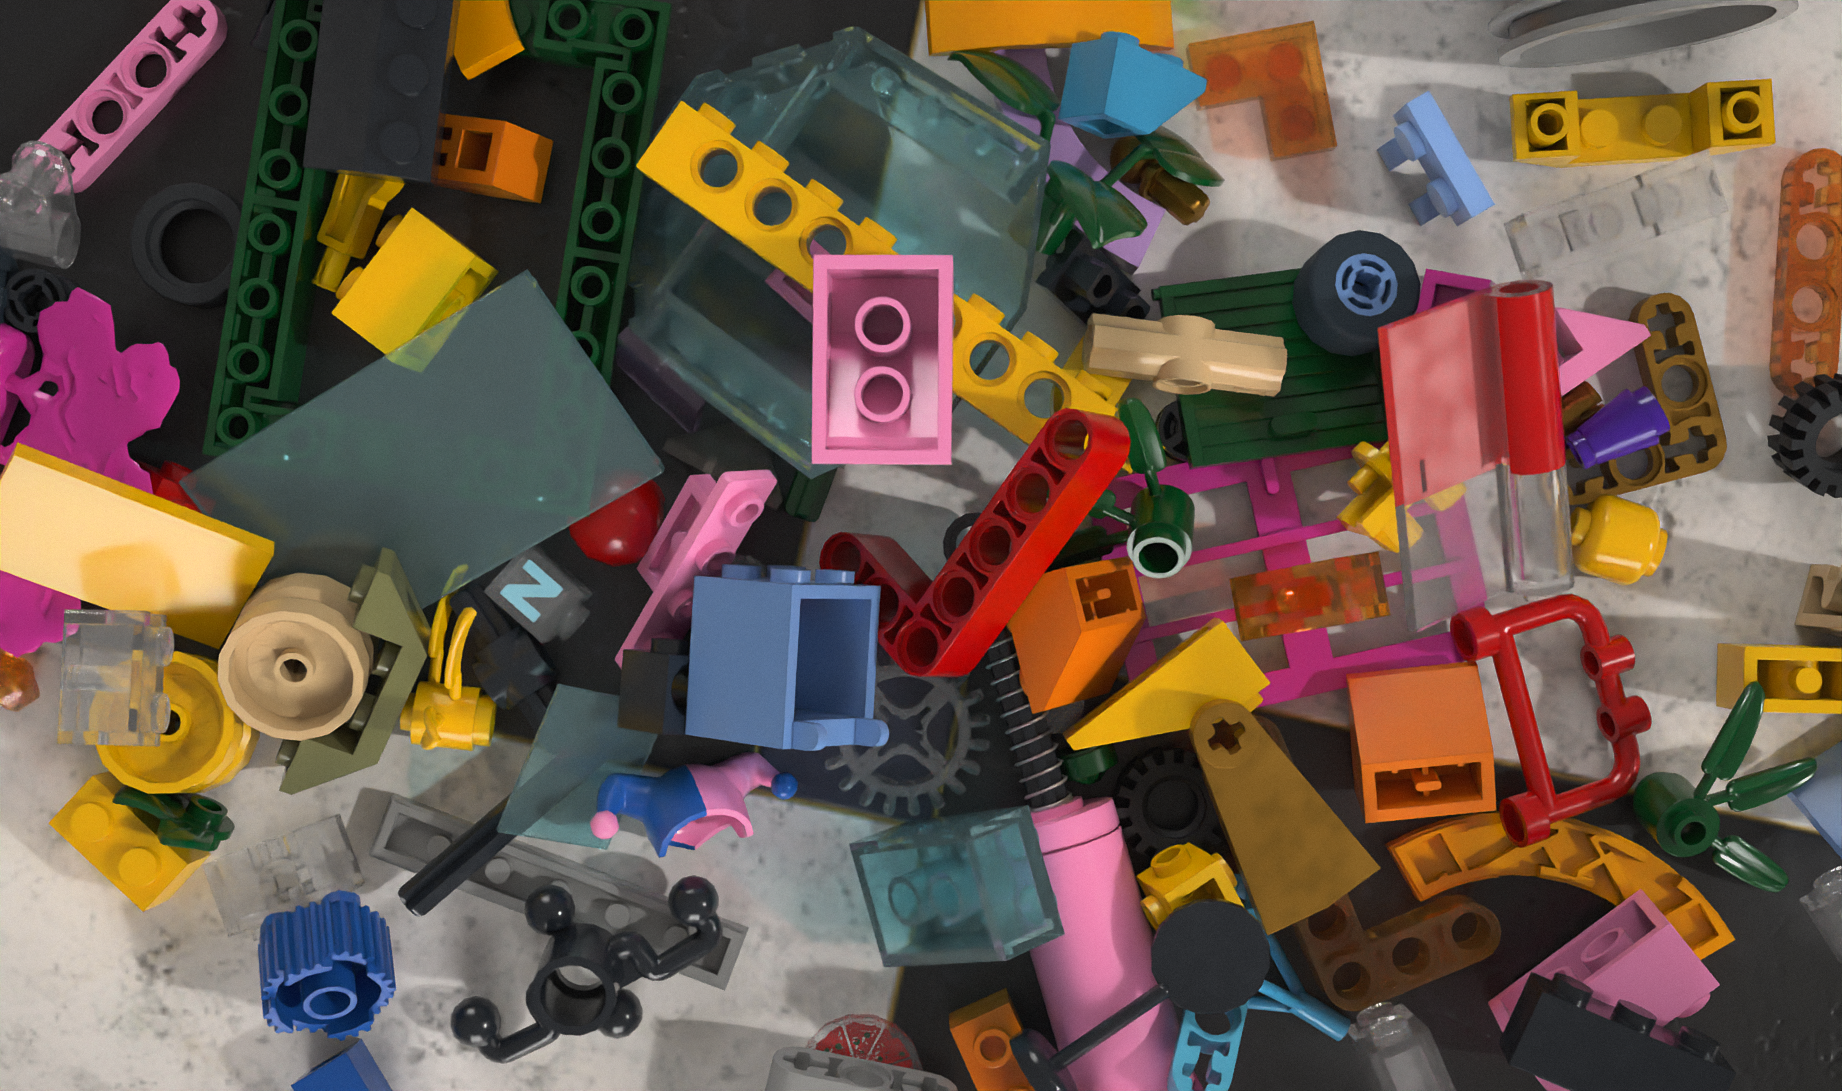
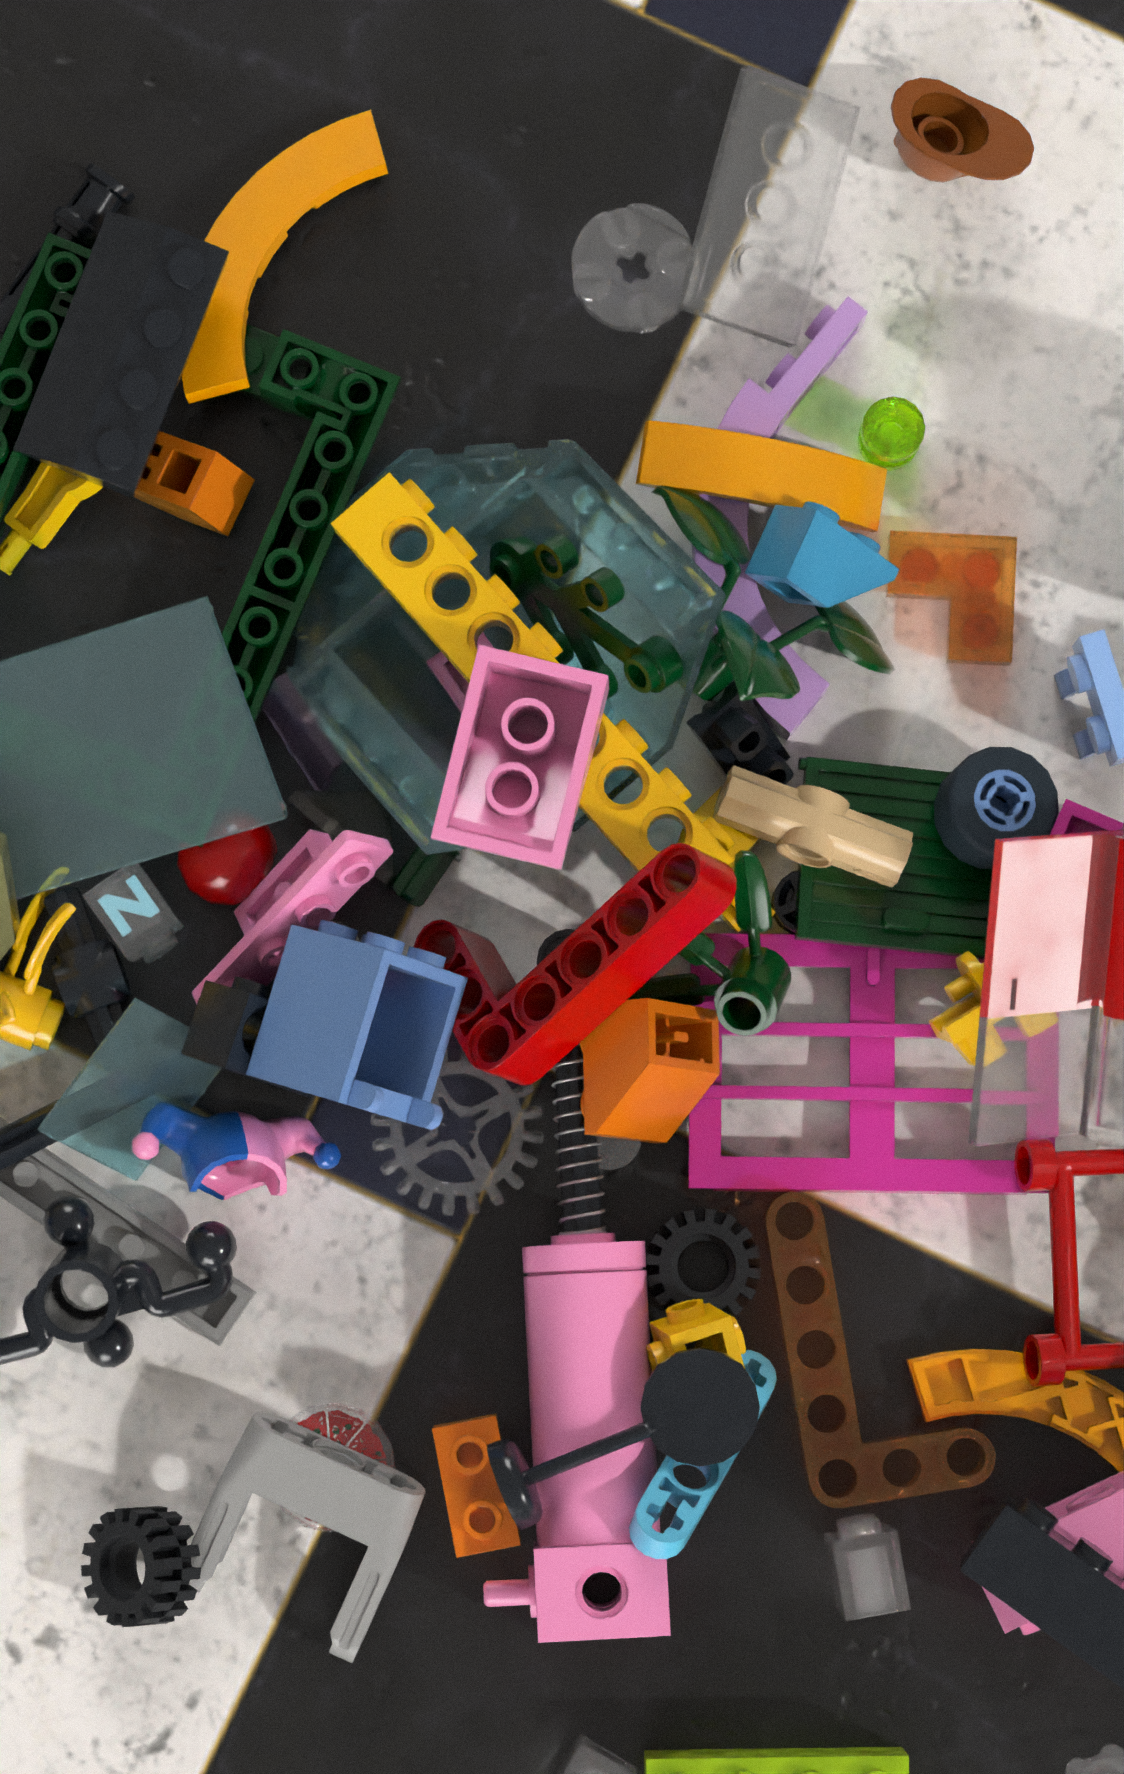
camera: 15 degrees right, 5 degrees down
(410, 282) = (88, 583): yellow brick -> none
(839, 167) = (525, 570): none -> dark green plant
(957, 888) = (471, 1287): clear light blue brick -> none
(1087, 764) = (630, 1202): dark green tile -> none
(1171, 690) = (743, 1150): yellow slope -> none
(1177, 196) = (847, 677): pearl gold axle -> none
(1279, 829) = (797, 1303): pearl gold piece -> none
(1297, 1000) = (779, 1488): dark azure plant -> none
(1310, 596) = (883, 1089): clear orange slope -> none
(1420, 742) = (958, 1258): orange slope -> none

